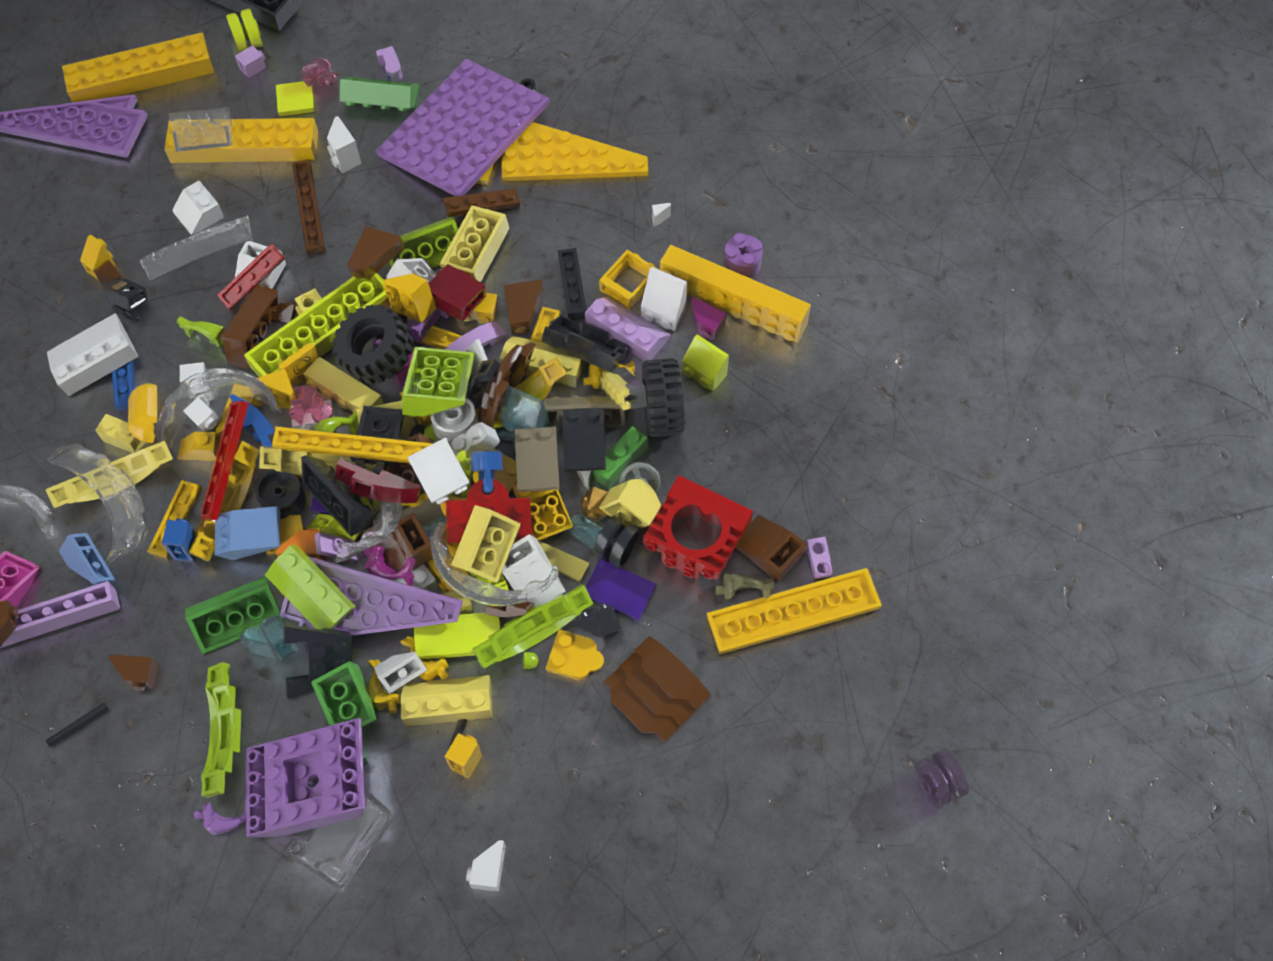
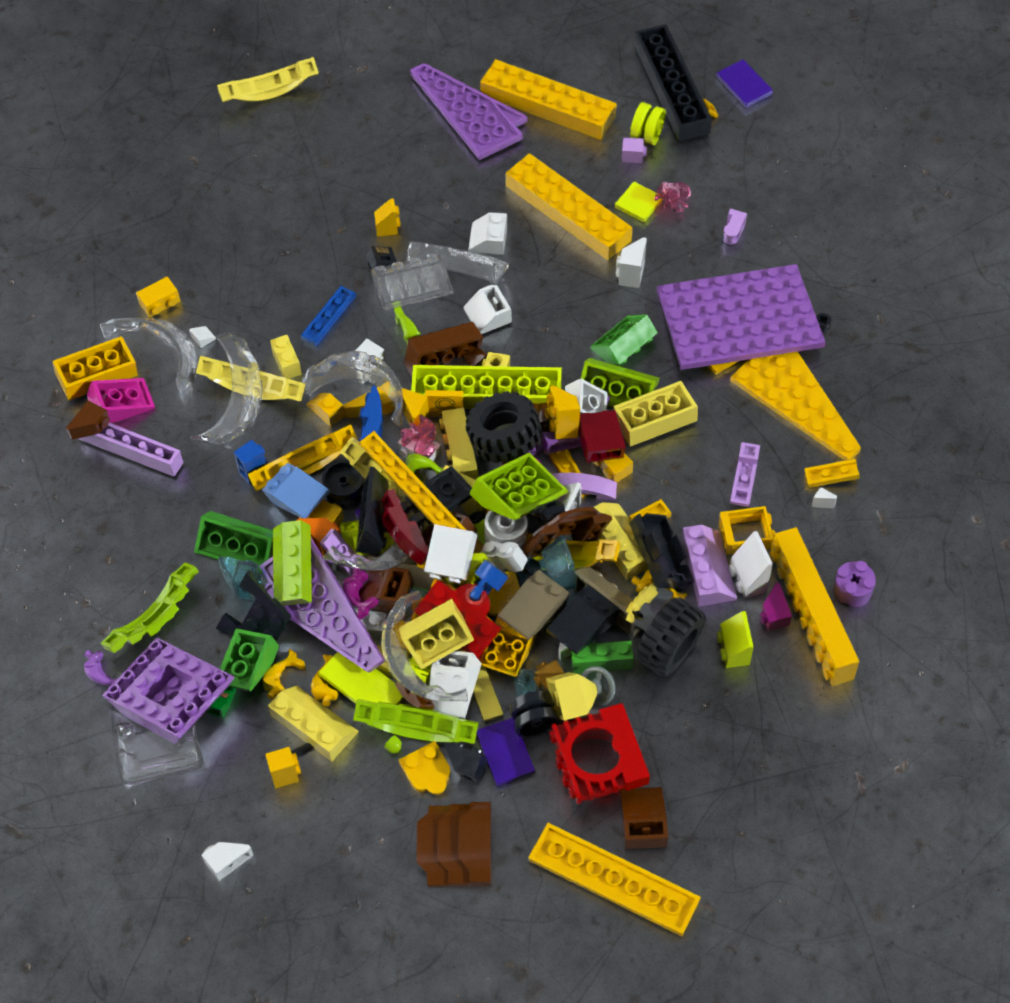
camera: 45 degrees right, 5 degrees down
(23, 475) = (202, 336): none -> white slope
(77, 724) = (78, 531): black bar -> none
(85, 559) = (182, 424): medium blue slope -> none
(91, 355) = (319, 285): white slope -> none
(107, 272) = (385, 234): reddish brown slope -> none
(136, 670) = (143, 526): reddish brown slope -> none
(143, 412) = (311, 352): yellow brick -> none
(171, 292) = (411, 281): none -> clear slope
(178, 509) = (273, 440): yellow tile -> none
(201, 128) = (542, 176): clear slope -> none
(202, 415) = (345, 385): white slope -> none
(224, 461) = (325, 428): red tile -> none
(251, 276) = (474, 312): tile -> none
(308, 207) = (568, 292): reddish brown tile -> none
(373, 252) = (570, 360): reddish brown slope -> none
(378, 92) = (703, 242): bright green slope -> none
(393, 206) = (625, 339): none -> bright green slope
(399, 670) = (297, 671): white slope -> none
(488, 200) = (695, 384): reddish brown plate -> none
(522, 304) = (647, 486): reddish brown slope -> none
(572, 282) = (702, 498): black plate -> none
(585, 241) = (745, 474): none -> lavender slope
(646, 191) = (832, 473): none -> yellow hinge
(735, 582) = (593, 820): olive animal -> none
(819, 557) = (673, 857): lavender leg -> none

